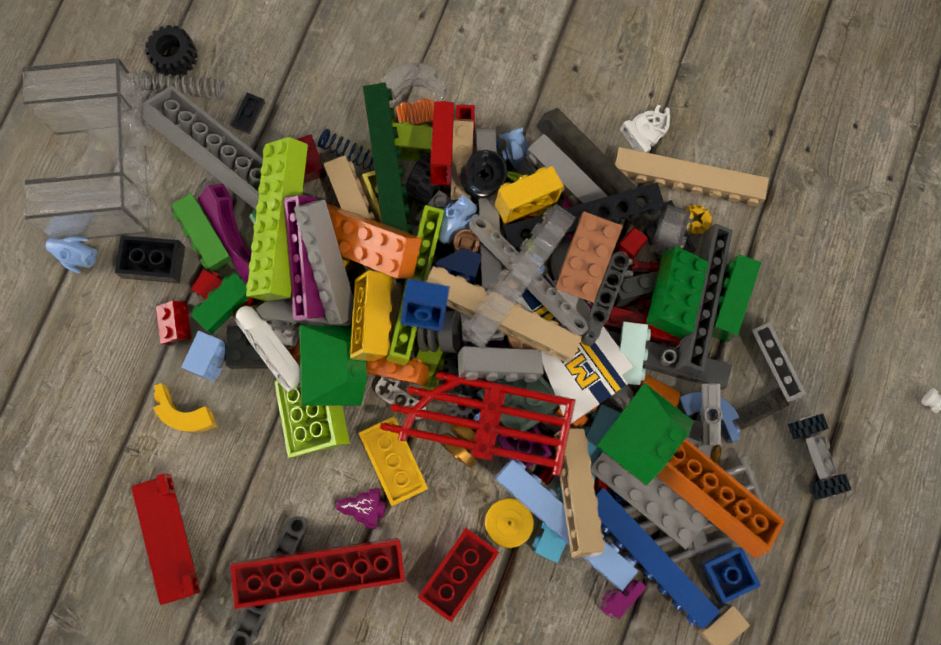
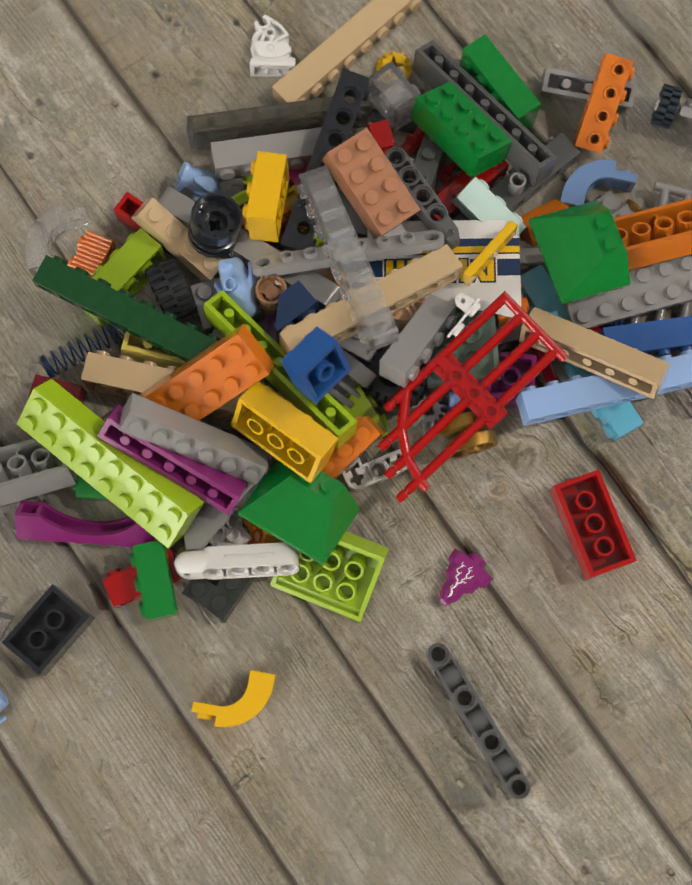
camera: 55 degrees left, 0 degrees up
(165, 539) = (360, 802): red bracket -> none
(173, 322) = (133, 650): red bracket -> none
(201, 232) = (57, 558): bright green brick -> none
(205, 357) = (198, 636): light blue brick -> none
(316, 572) = (501, 662): red brick -> none
(393, 463) = (436, 518): yellow plate -> none
(442, 143) = (152, 242): red window -> none
(509, 523) = (573, 444): yellow wheel -> none
(546, 380) = (468, 306): none -> white hinge
(598, 371) = (489, 252): none -> yellow tile
(711, 427) = (586, 173): light grey piece -> none
(760, 408) = (620, 139): clear smoke plate -> none
(773, 378) = (603, 102): none -> orange brick

